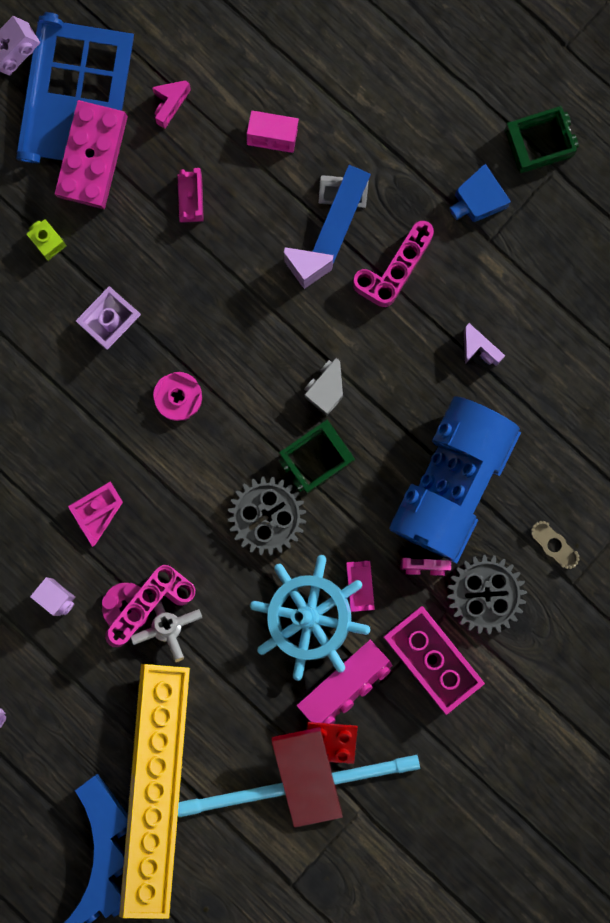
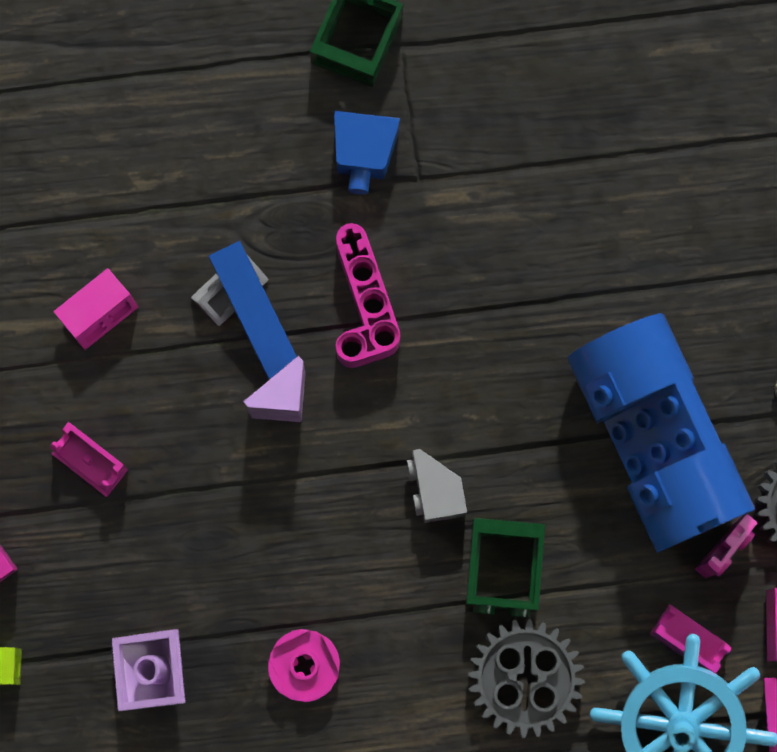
camera: 55 degrees left, 5 degrees down
(476, 341) = (520, 284): lavender slope -> none

